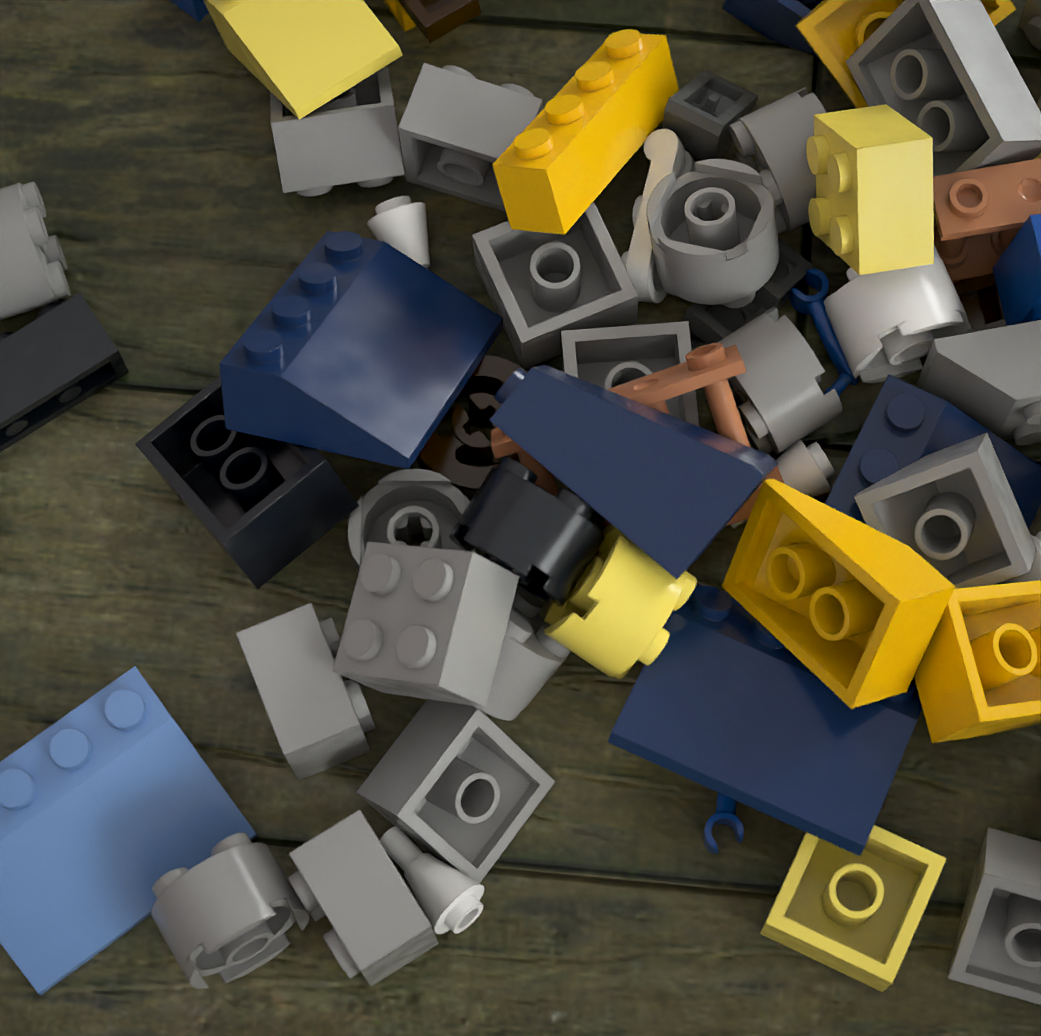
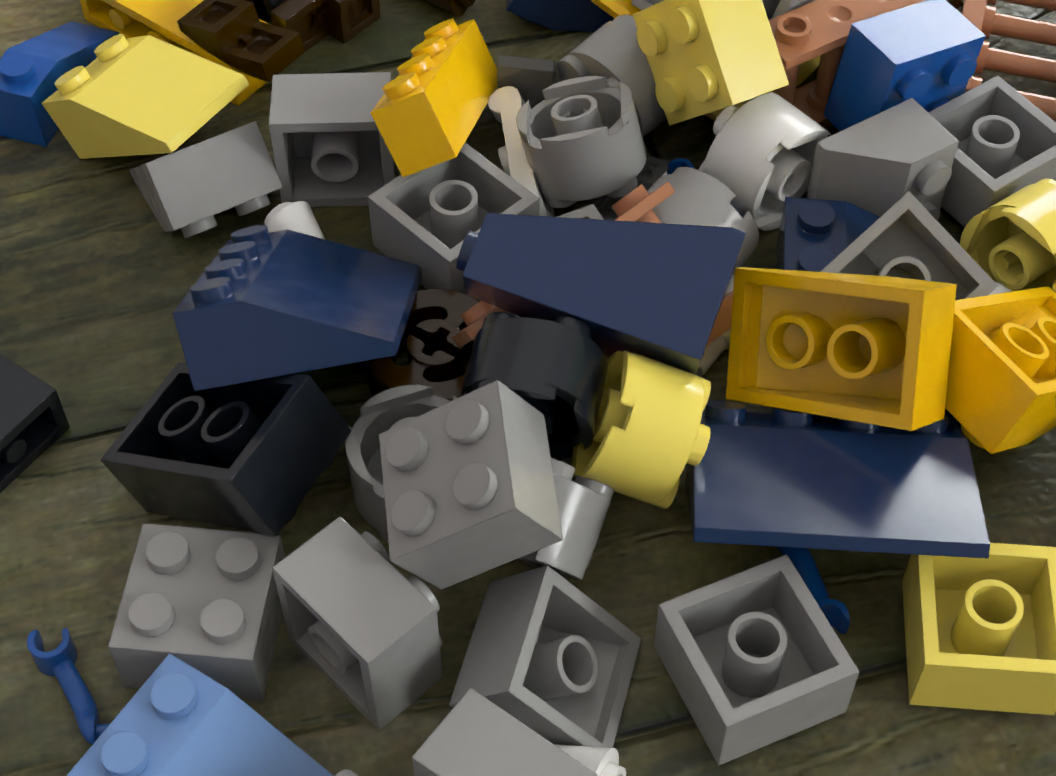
camera: 25 degrees left, 20 degrees down
(57, 647) = (62, 665): none -> blue piece
(179, 620) = (203, 601): none -> light grey brick
(632, 849) = (754, 658): none -> light grey brick

